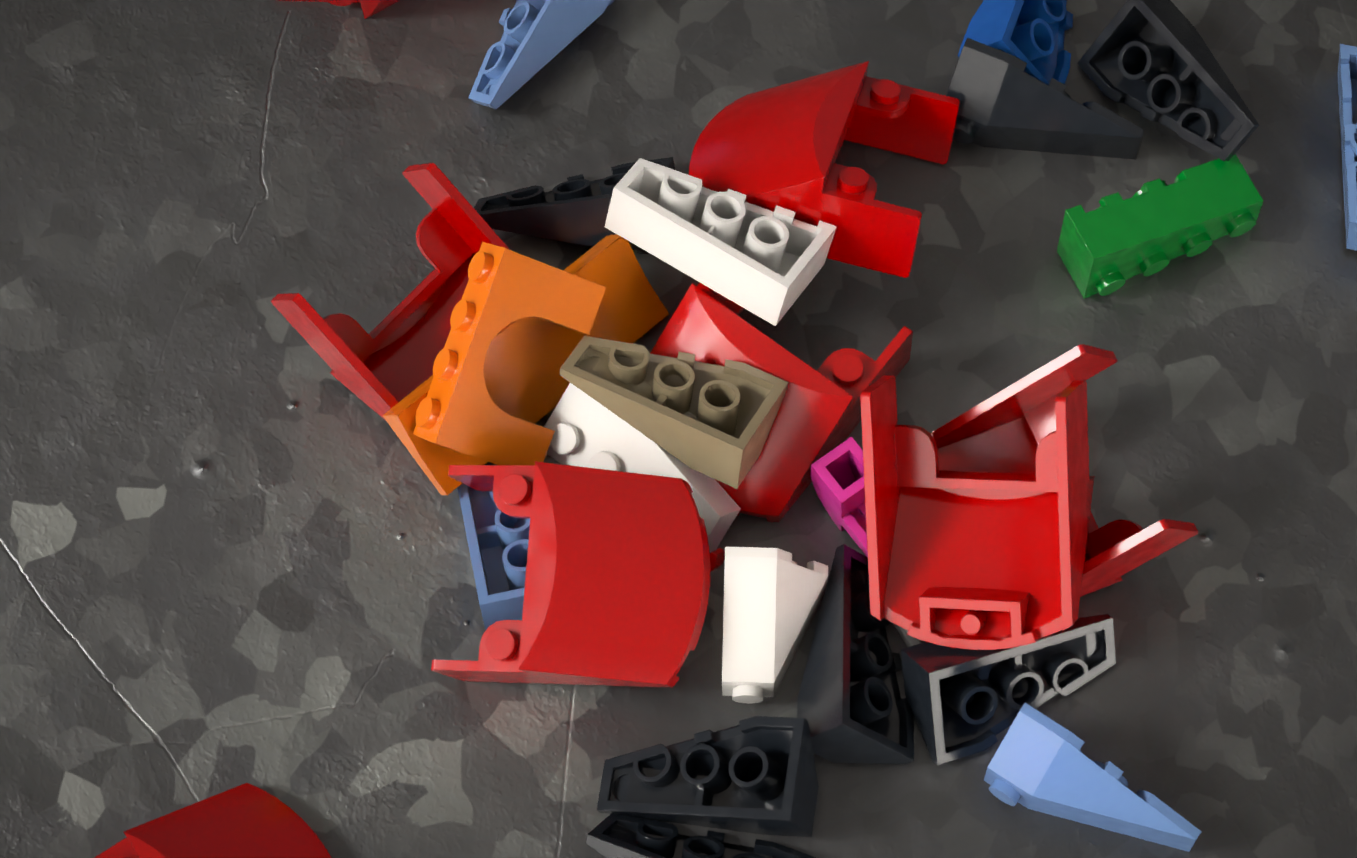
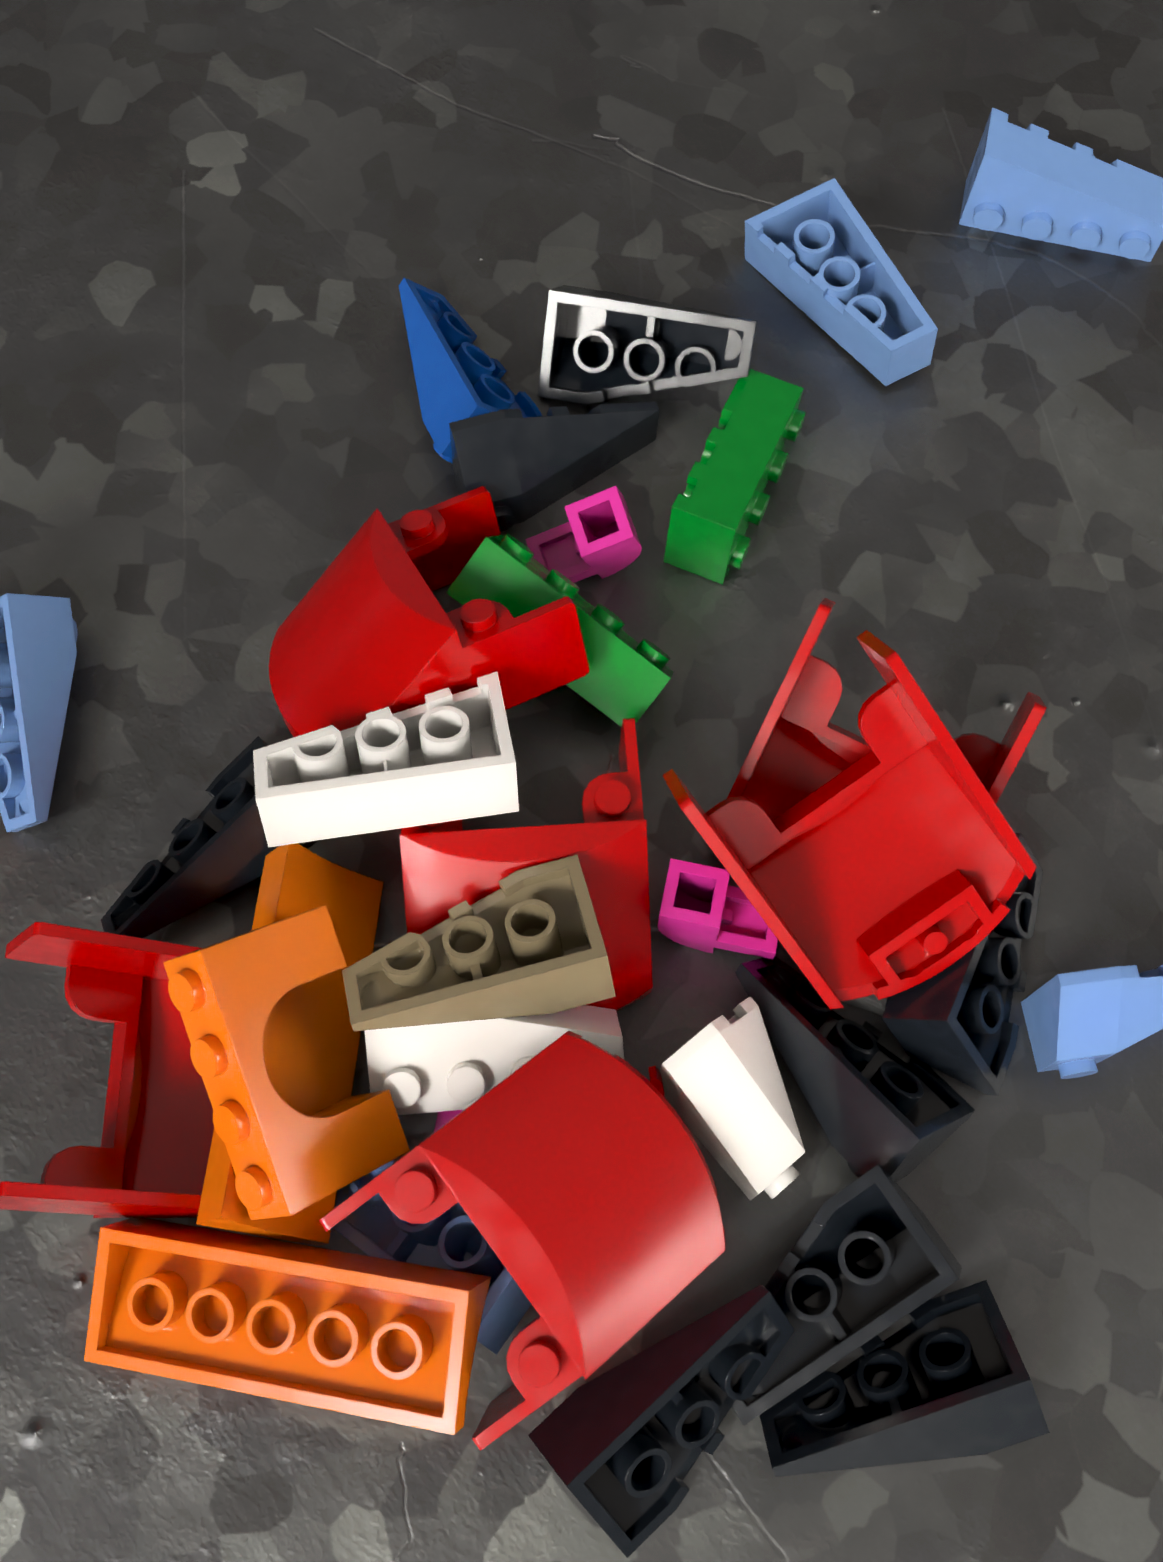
camera: 50 degrees left, 0 degrees up
(386, 514) = (287, 1321): none -> orange arch
(544, 753) = (644, 1423): none -> black wedge
(941, 291) = (622, 672): none -> green wedge
(1004, 193) = (594, 540): none -> dark pink brick

